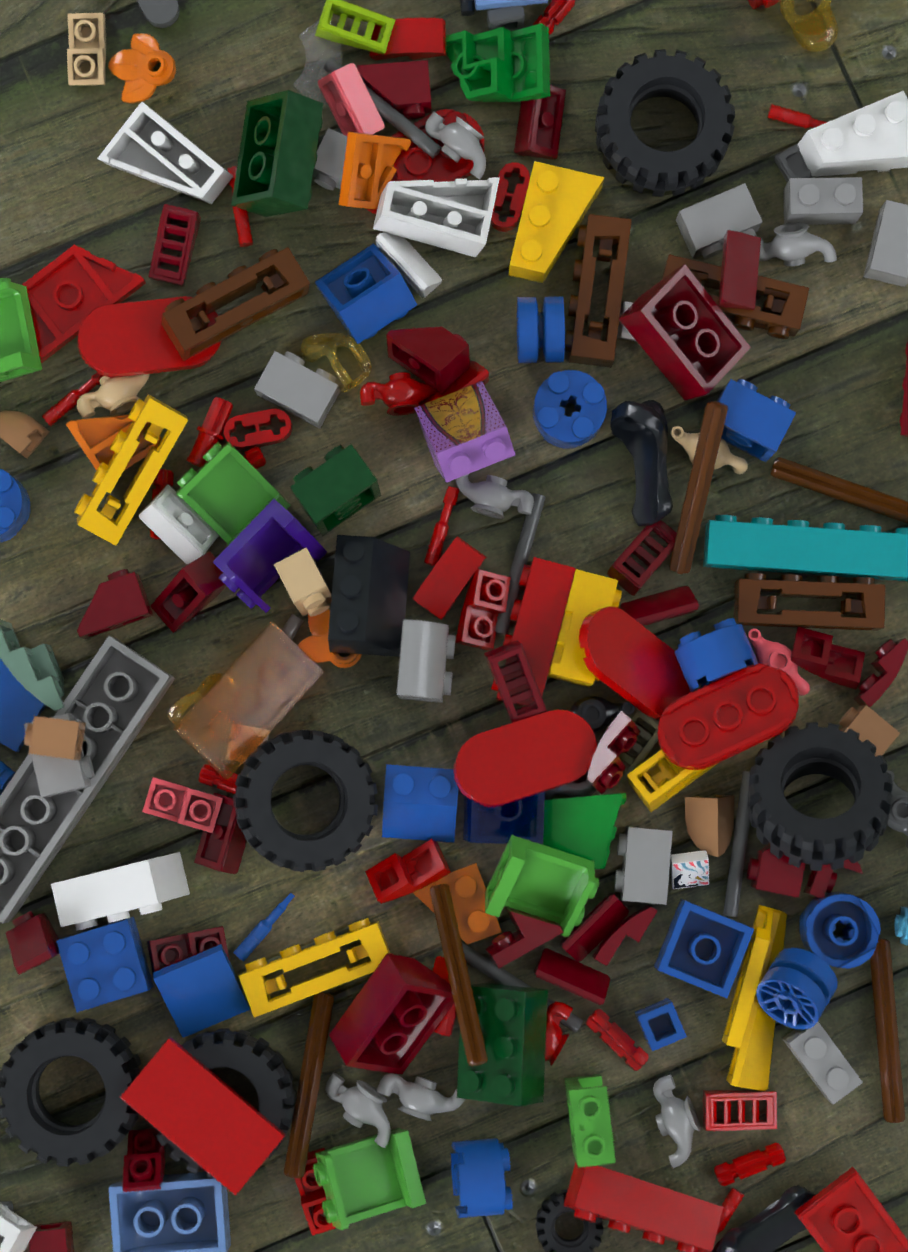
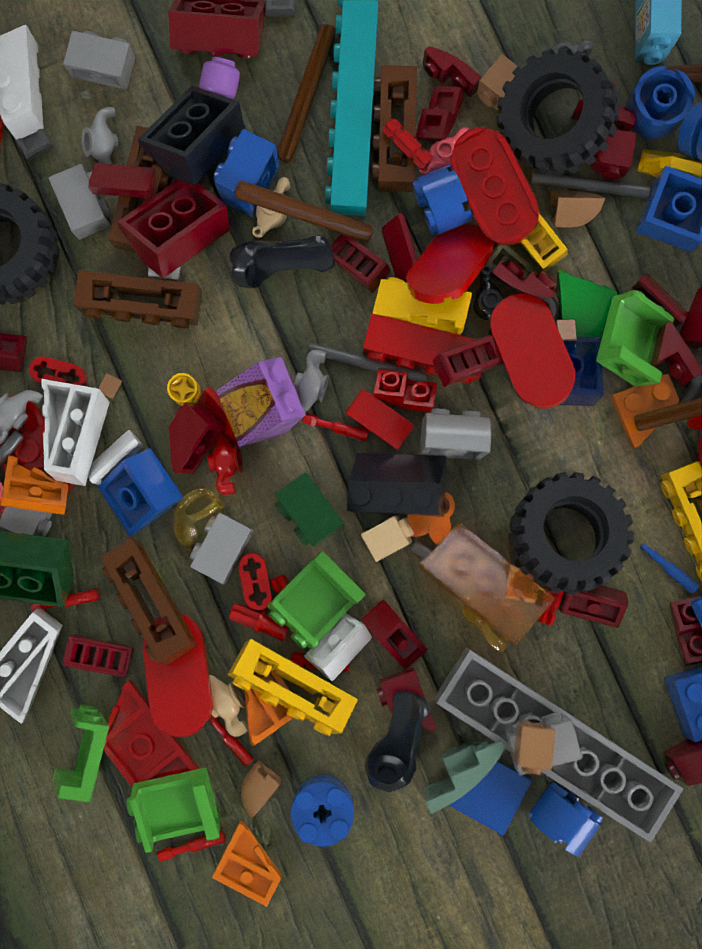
camera: 90 degrees left, 0 degrees up
(28, 224) = (80, 782): none -> bright green panel
(48, 588) = (394, 757): none -> black hair
(120, 890) = (648, 689): white wedge -> none
(182, 804) = (571, 638): coral slope -> none
(251, 556) = (361, 575): dark purple panel -> none
(406, 874) = (623, 450): red slope -> none
(419, 803) = (564, 440): blue slope -> none
(488, 338) = (180, 386): none -> yellow wheel
(495, 257) = (110, 386): none -> medium nougat window
(540, 329) = (171, 344): blue wheel -> none
(550, 215) = (76, 339): yellow wedge -> none
(552, 802) = (567, 329): none -> medium nougat window
(566, 388) = (229, 306): blue brick -> none
(632, 926) = (660, 268): dark red slope -> none
(644, 866) = (611, 258): light grey brick -> none
(689, 869) = (613, 223): white tile -> none
(782, 613) = (407, 144): none -> red axle
(797, 355) = (193, 134): none -> black slope
(823, 200) = (63, 116): light grey brick -> none
(870, 388) = (220, 77): none -> medium lavender head

